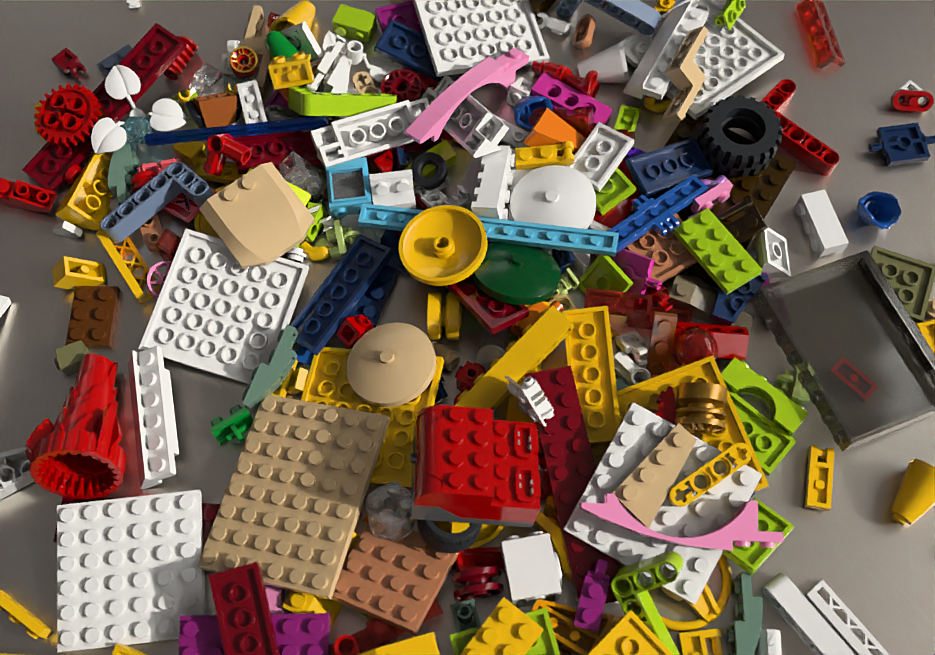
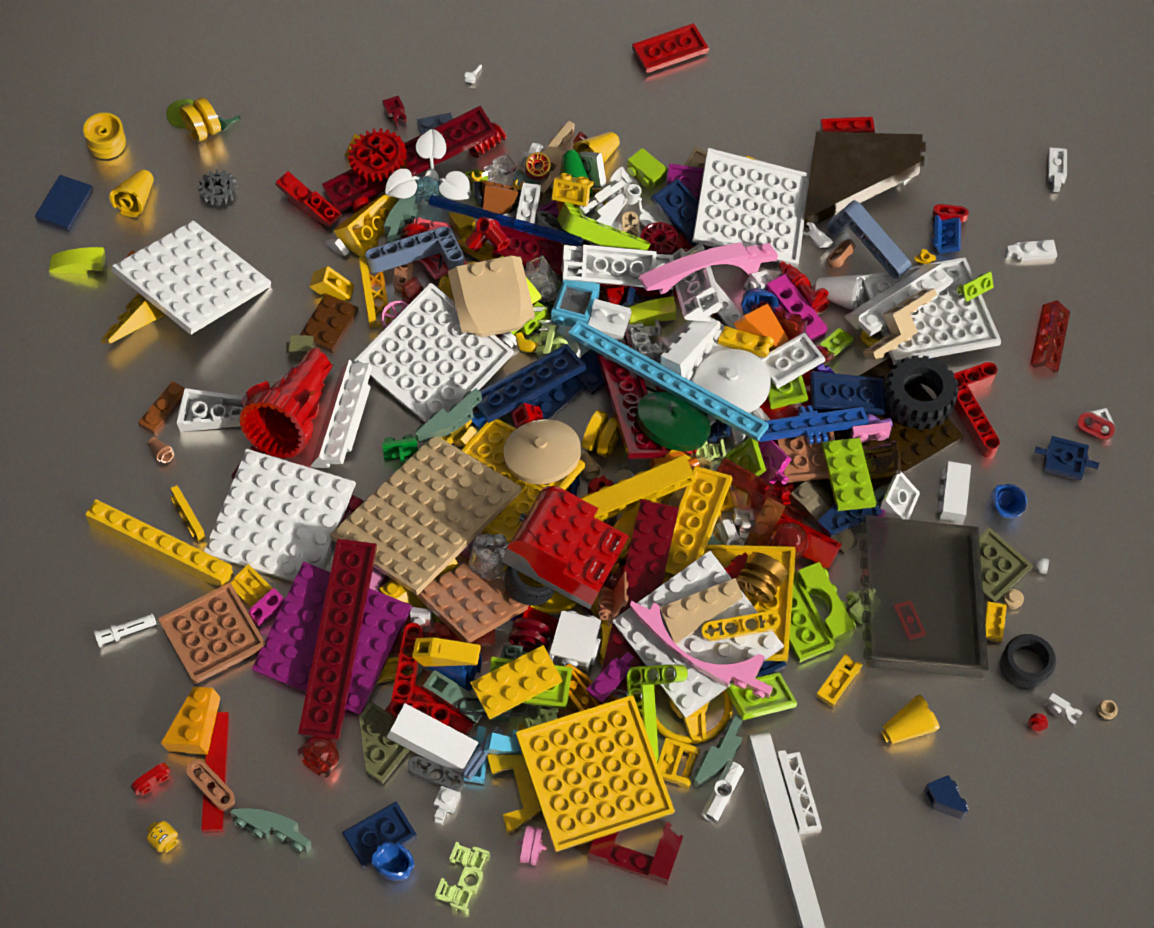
camera: 20 degrees right, 5 degrees down
(346, 621) = (423, 618): none -> white bracket
(423, 160) = (654, 323): black tyre -> none
(443, 245) = (624, 376): yellow dish -> none
(531, 399) = (634, 510): white hinge -> none
(554, 503) = (613, 600): none -> nougat hinge

